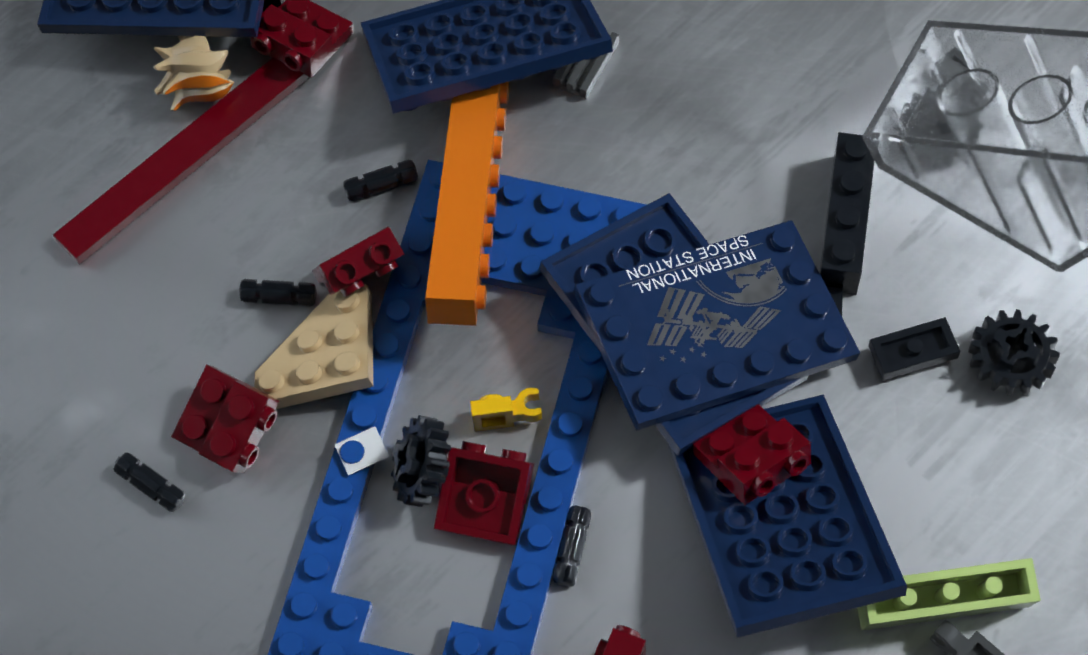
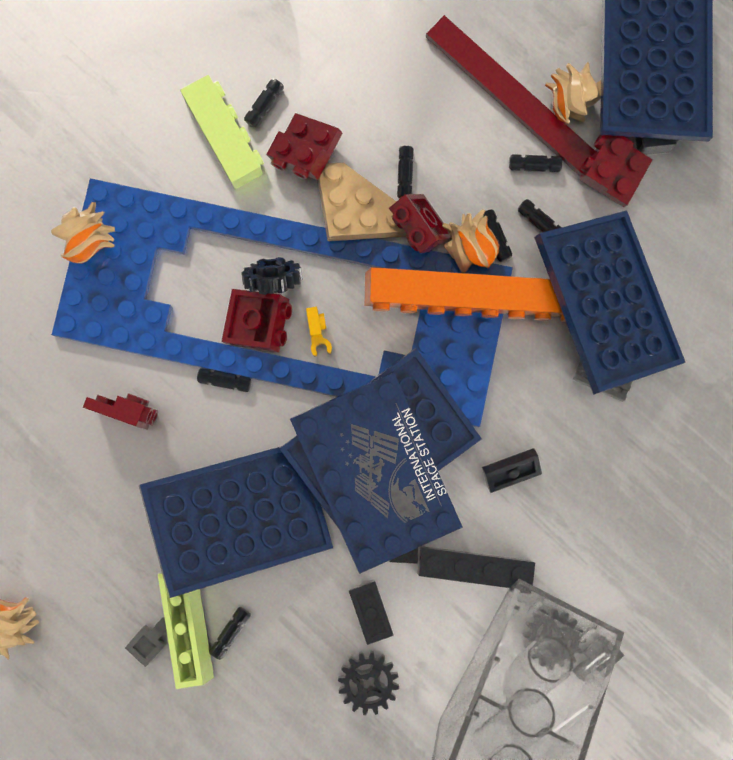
camera: 85 degrees right, 20 degrees up
(187, 539) = (222, 132): none -> yellowish green brick
(282, 130) = (535, 163): none -> black axle
(363, 125) = (537, 216): none -> black axle
(373, 446) = (287, 245): white sticker -> none
(391, 198) = (472, 242): none -> tan hair
(711, 166) = (512, 470): none -> black plate
(754, 453) = (278, 498): dark red plate -> none
(951, 541) = (229, 633): none -> black axle

